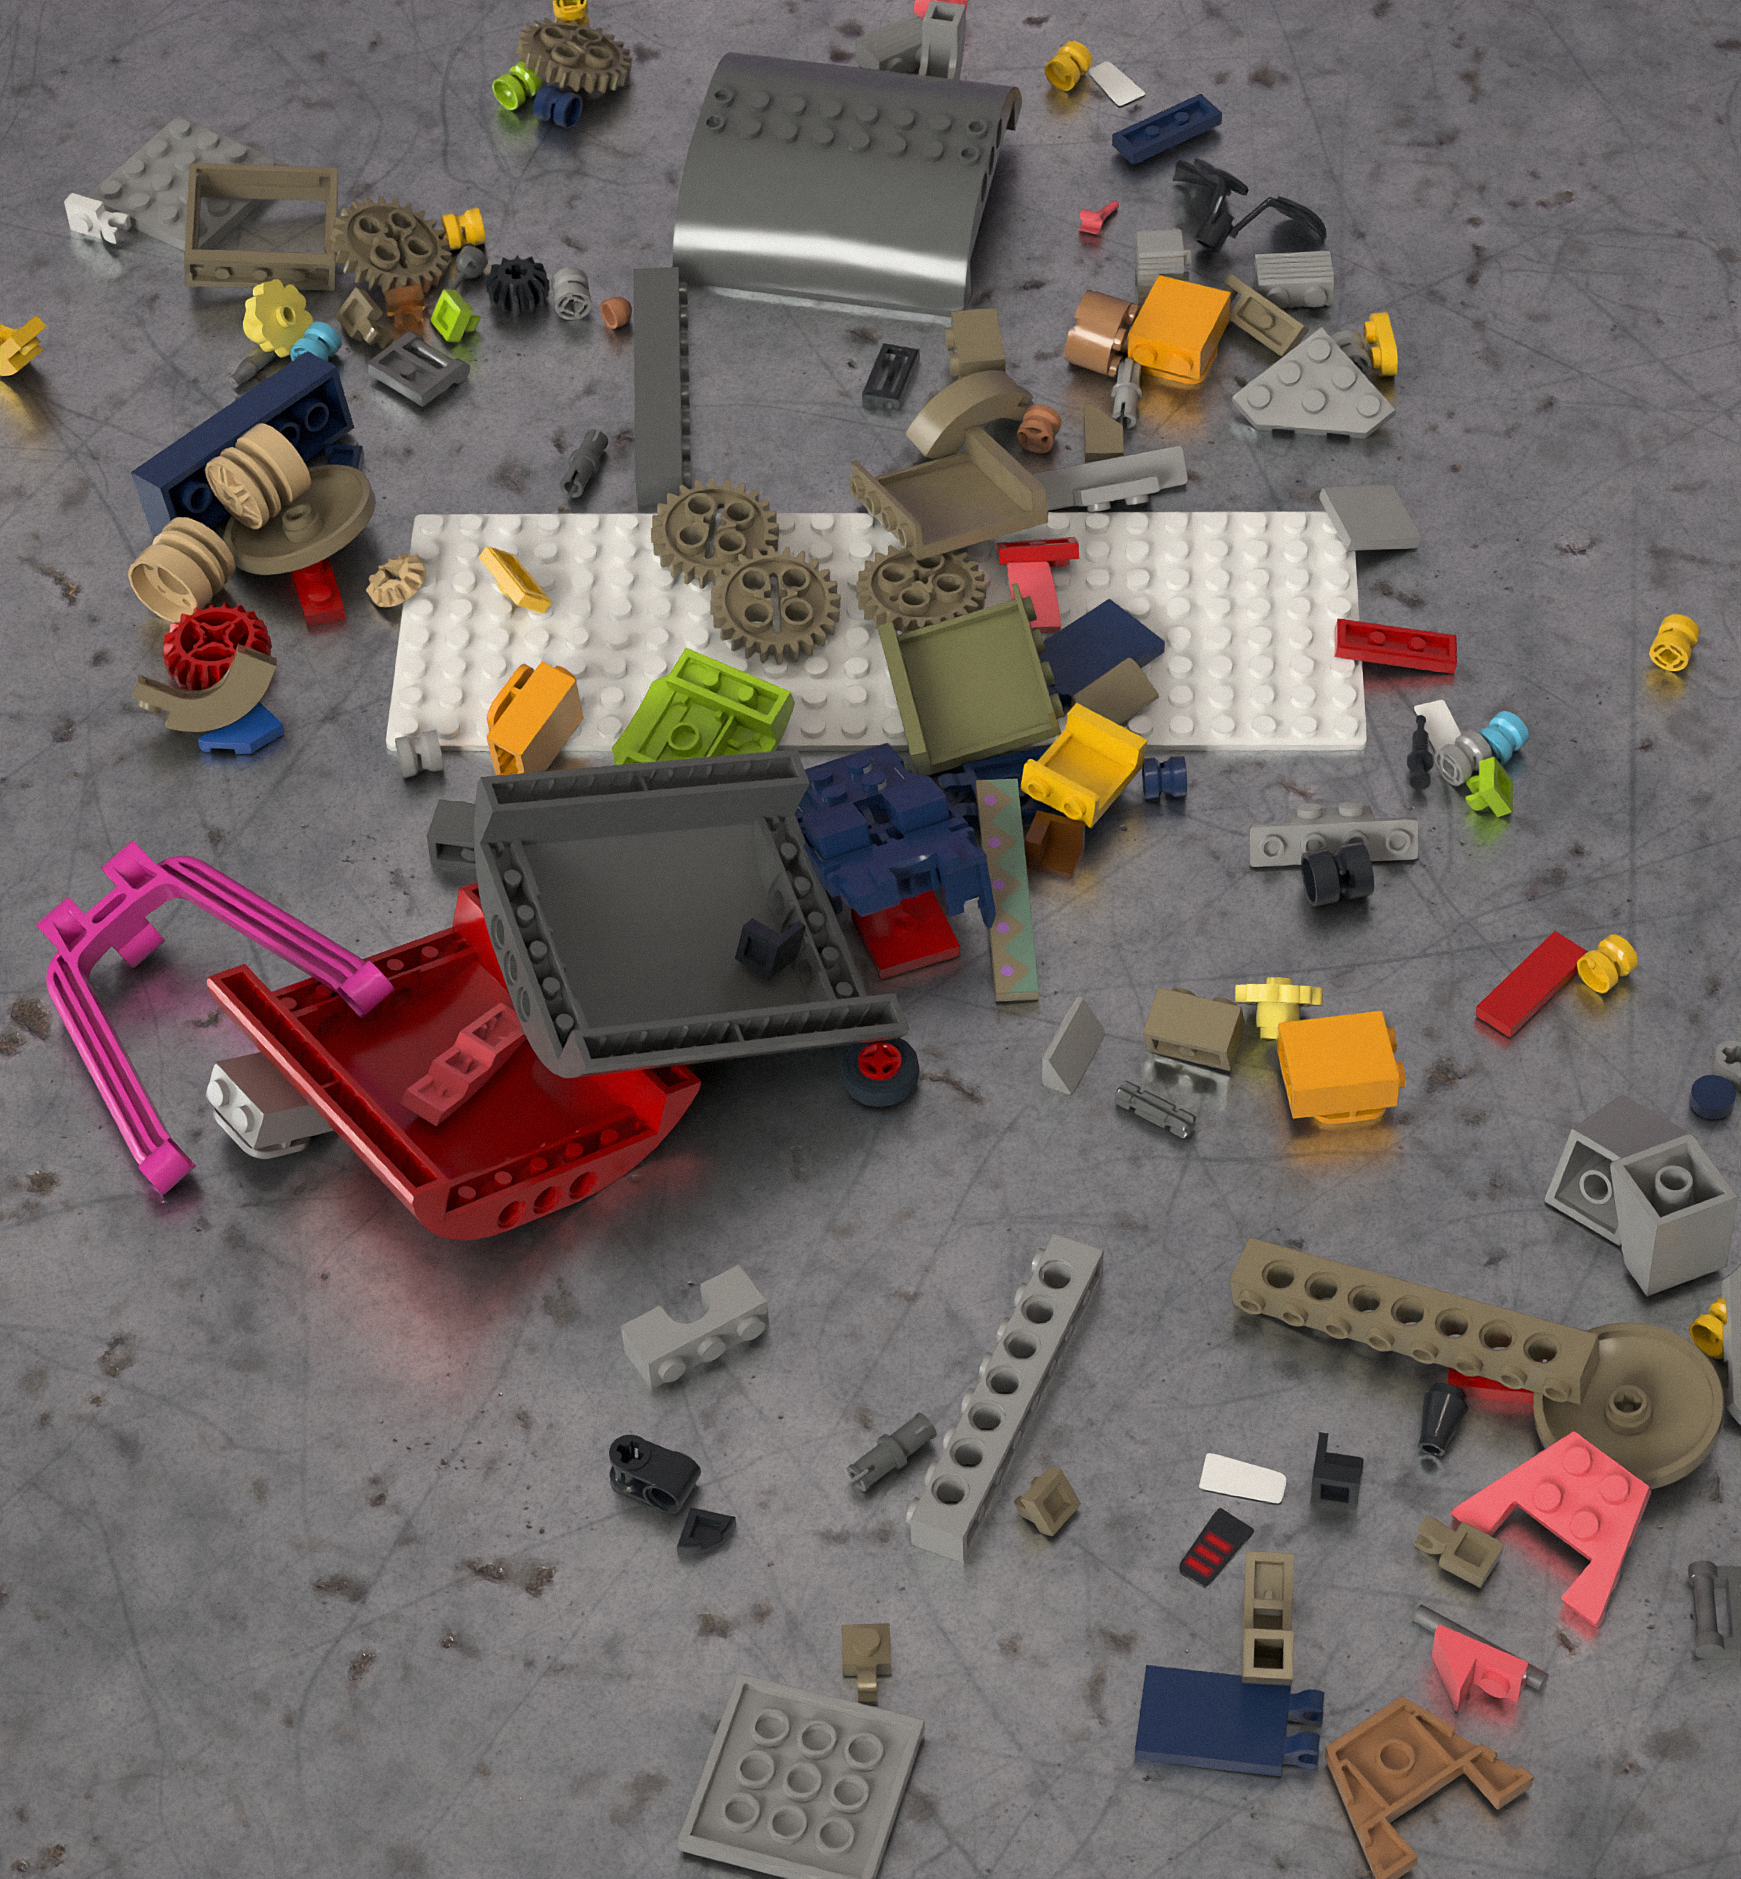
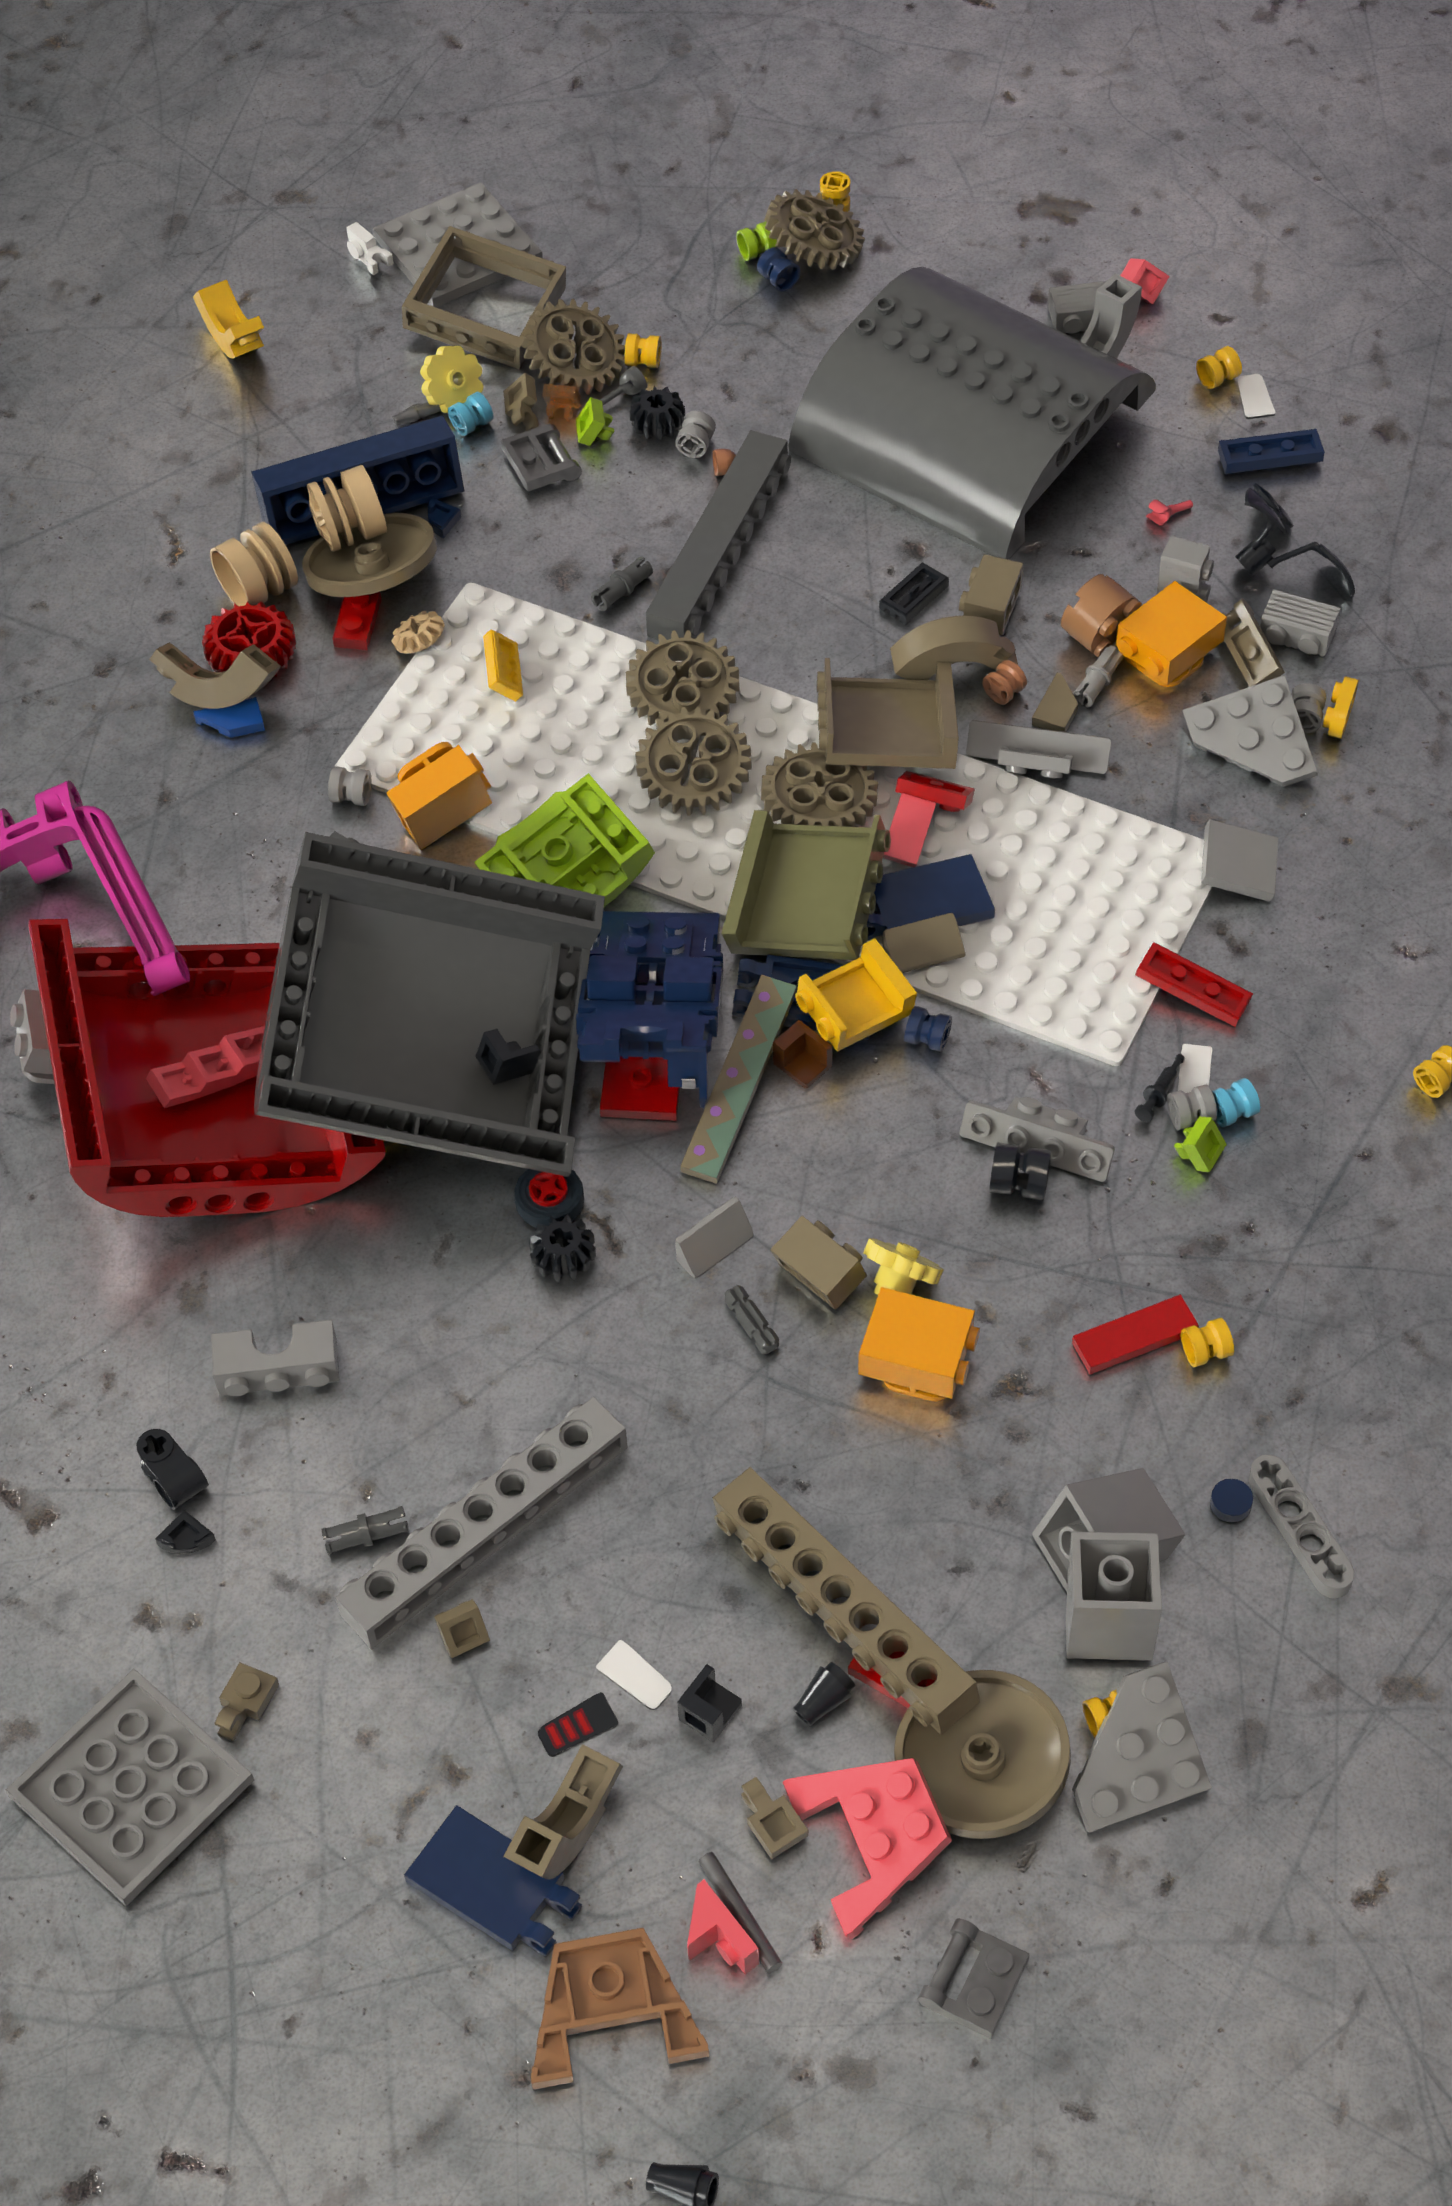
camera: 25 degrees right, 5 degrees up
(926, 1112) = (562, 1248): none -> black gear

